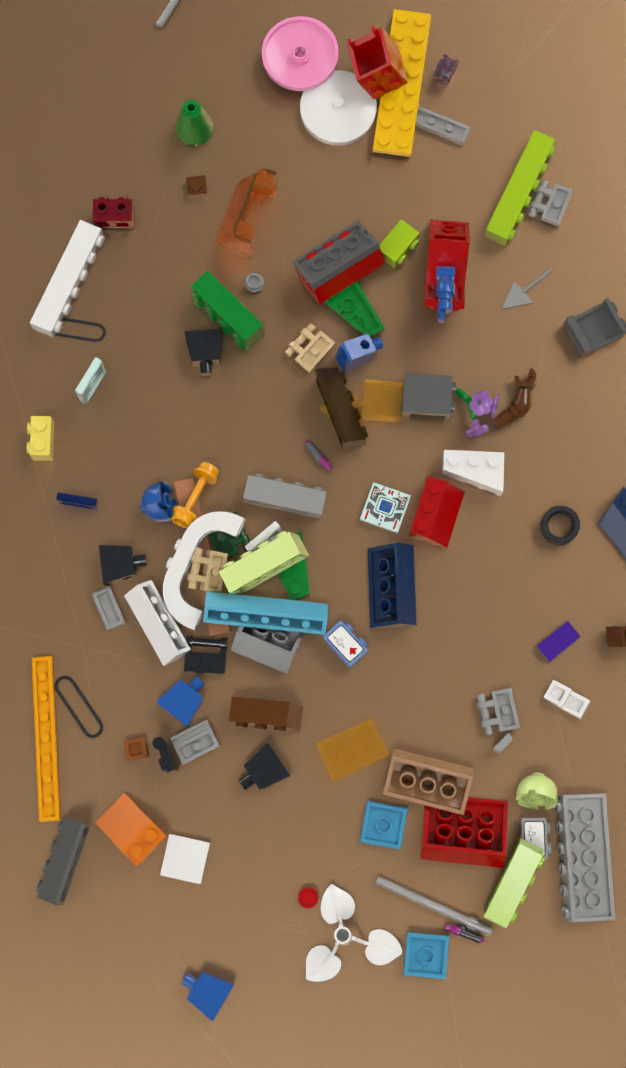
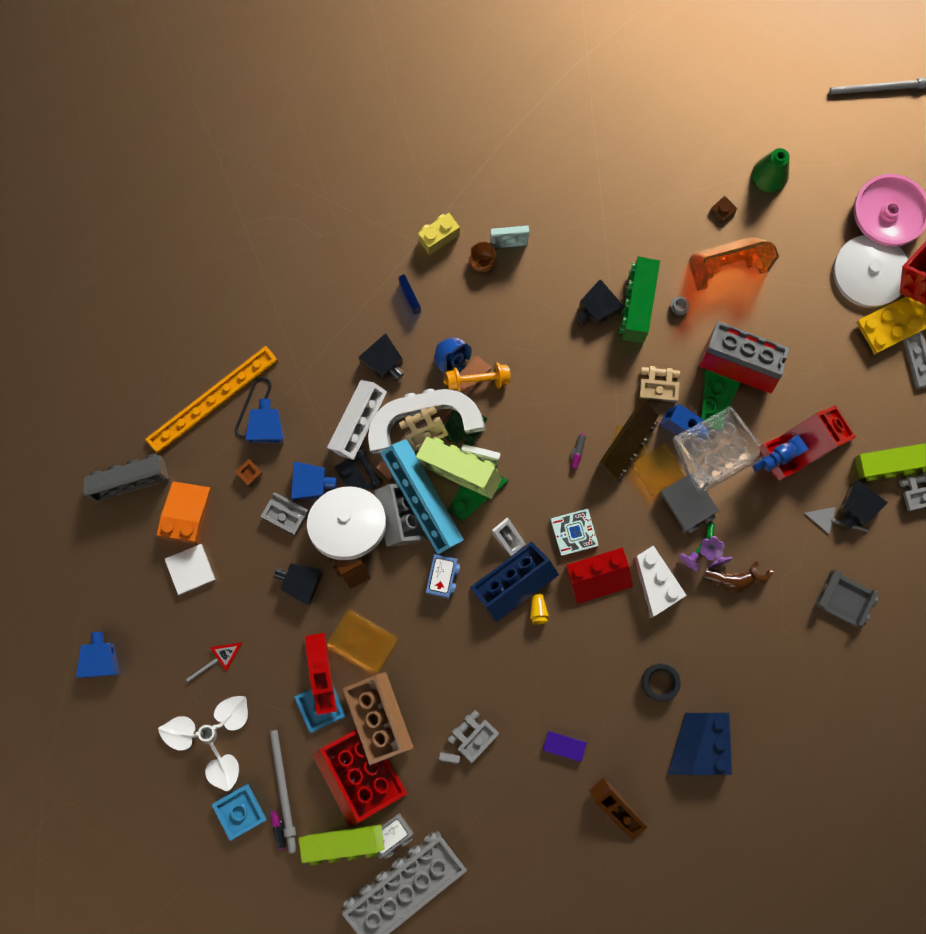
camera: 55 degrees right, 0 degrees up
(67, 278) = (577, 164): white brick -> none
(83, 338) = (537, 204): black piece -> none
(90, 415) = (483, 256): none -> dark orange hair
(103, 705) = (264, 424): none -> blue torso
(108, 608) = (344, 376): light grey tile -> none
(113, 212) = (654, 161): dark red brick -> none
(166, 761) = (255, 500): black plate -> none
(243, 692) = (346, 523): none -> white dish
(280, 878) = (224, 655): none -> piece
(285, 496) = (526, 447): light grey brick -> none
(308, 897) = (223, 686): red plate -> none
(351, 565) = (508, 537): none -> white slope
(357, 804) = (320, 673): none -> red slope
(399, 243) = (795, 394): lime brick -> none
(400, 340) = (716, 449): none -> clear slope
(431, 583) = (538, 612): none -> yellow cone
(527, 260) = (860, 505): none -> black torso
(537, 791) = (430, 812): yellowish green cylinder -> none
(567, 699) = (522, 786): white slope -> none

